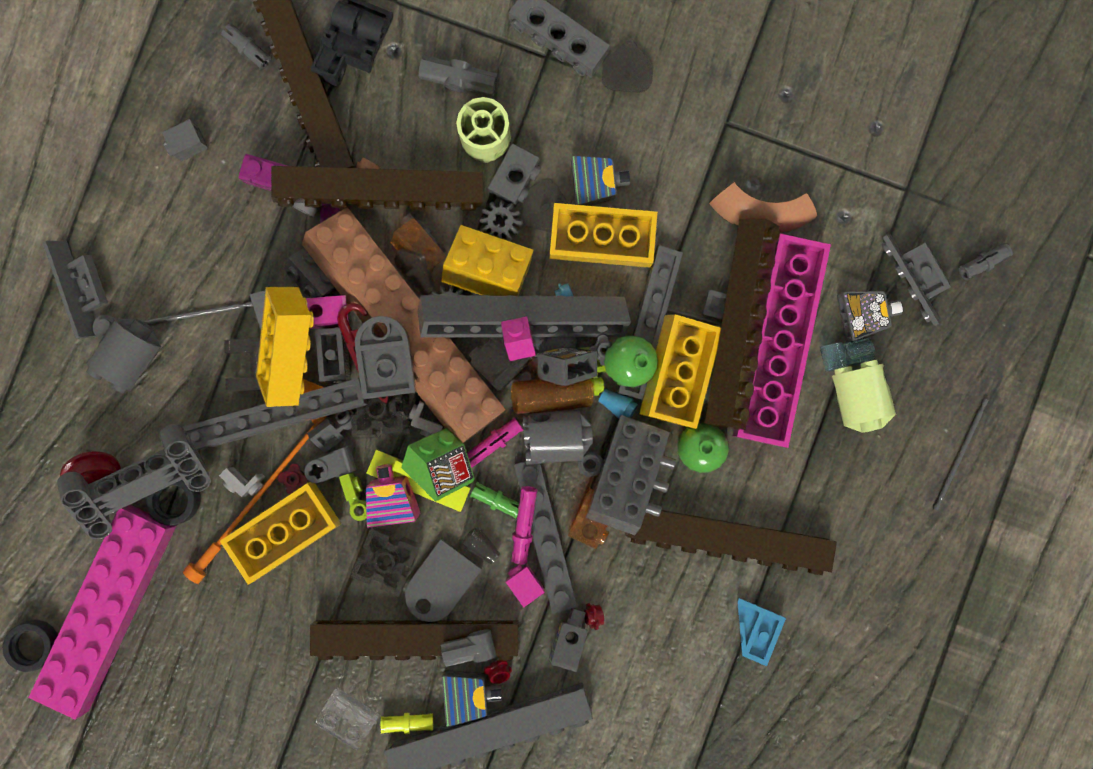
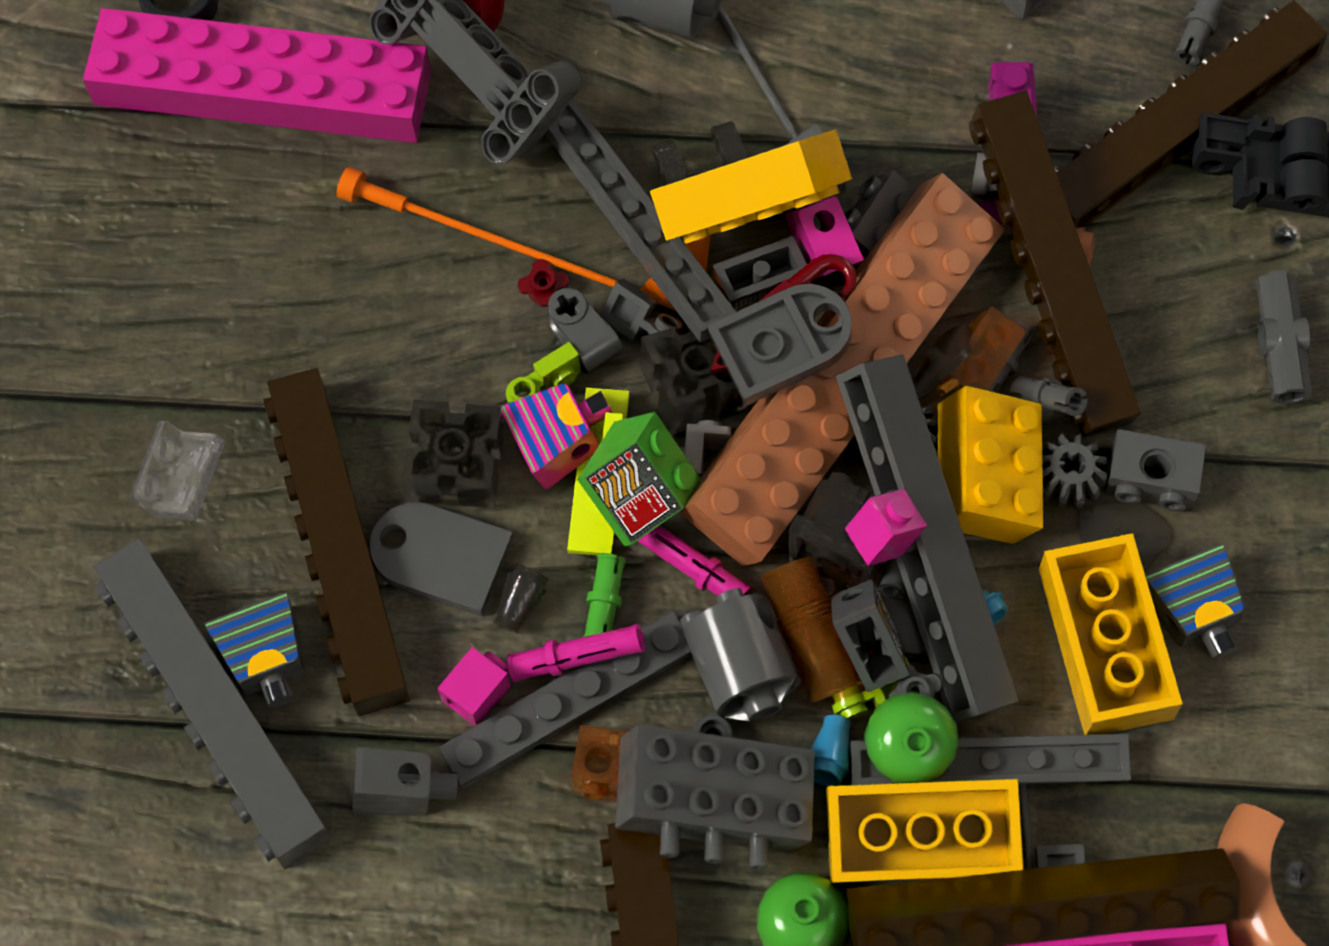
camera: 75 degrees right, 20 degrees down
(156, 512) = (436, 102): black tyre -> none
(237, 483) = (511, 206): light grey bracket -> none
(280, 532) = (454, 286): yellow brick -> none
(406, 723) = (191, 568): neon yellow pin -> none
(455, 218) = (1050, 394): none -> dark grey pin
(475, 647) = (349, 621): dark grey piece -> none
(484, 129) = (1210, 392): yellowish green cylinder -> none
(498, 671) = (315, 687): dark red plate -> none
(594, 616) = (453, 816): dark red plate -> none

